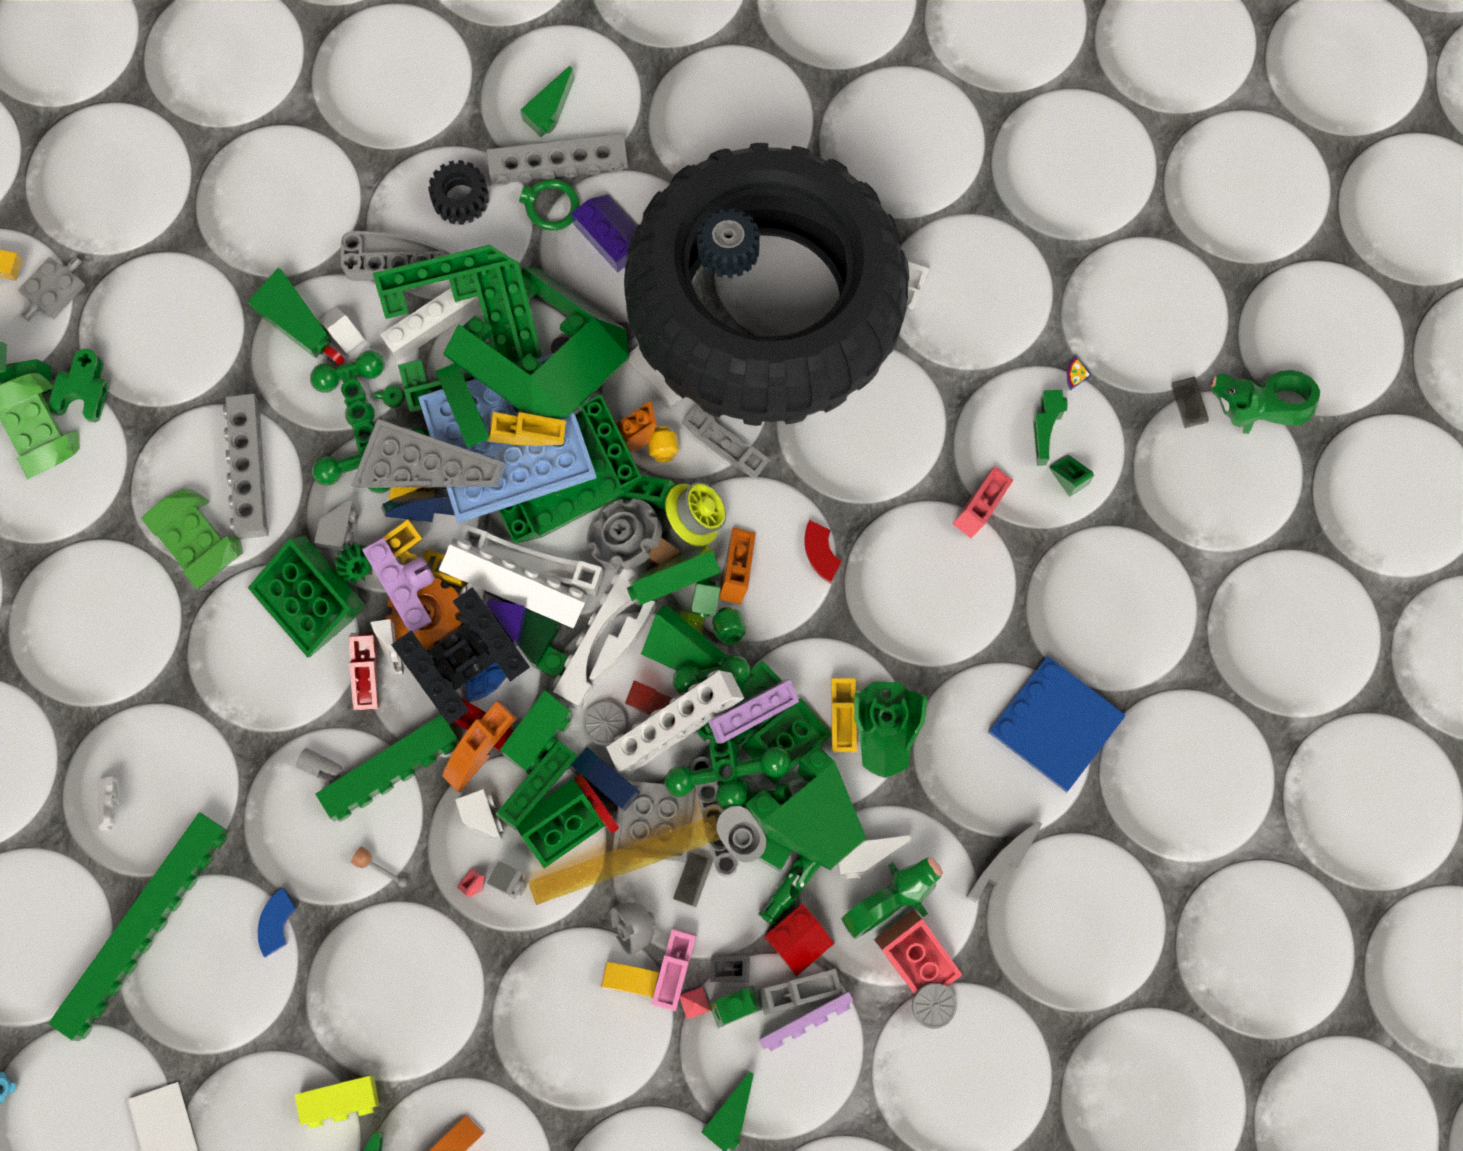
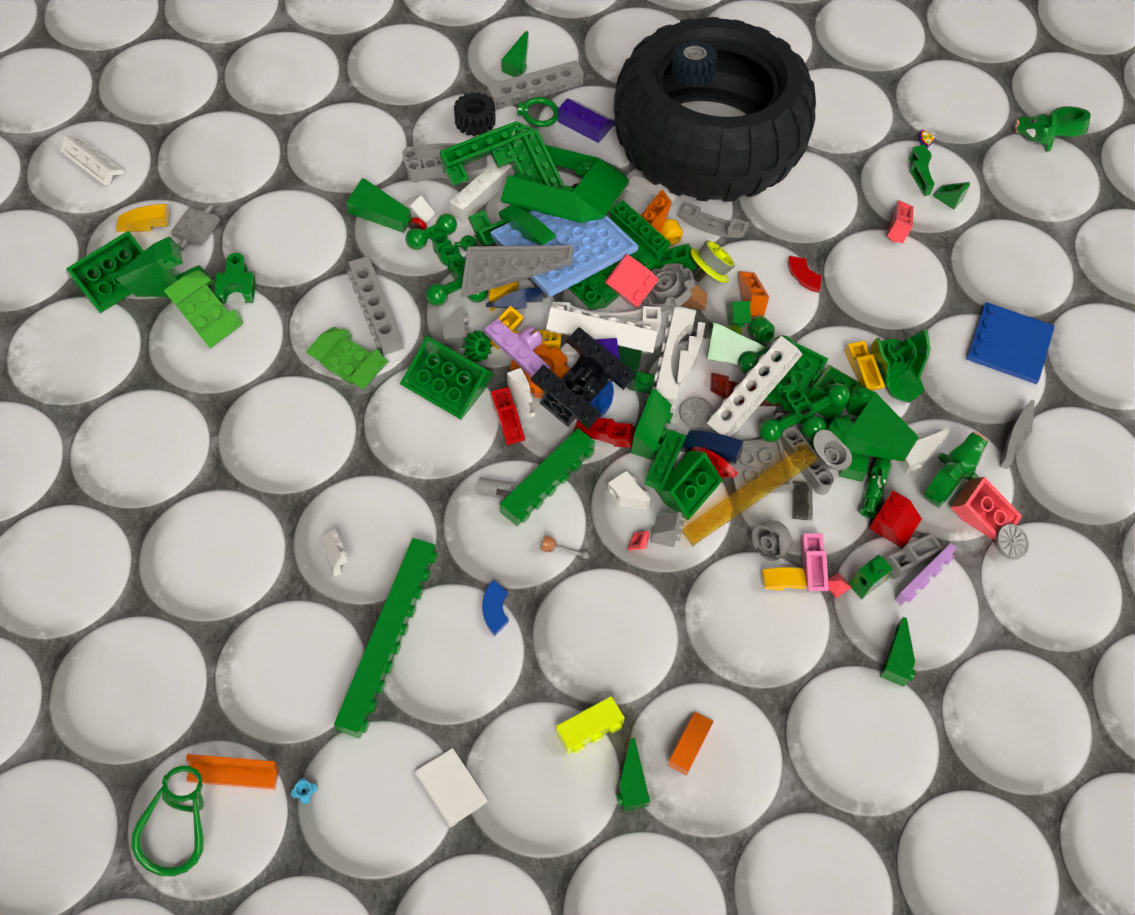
camera: 20 degrees left, 15 degrees down
(476, 744) = (611, 442): orange slope -> none
(526, 430) = (578, 229): yellow slope -> none
(577, 518) = (631, 281): none -> coral slope
(673, 575) = (715, 300): green slope -> none
(730, 969) = (858, 551): dark grey slope -> none
(753, 711) = (808, 367): lavender plate -> none
(1189, 402) = (1006, 139): clear smoke plate -> none

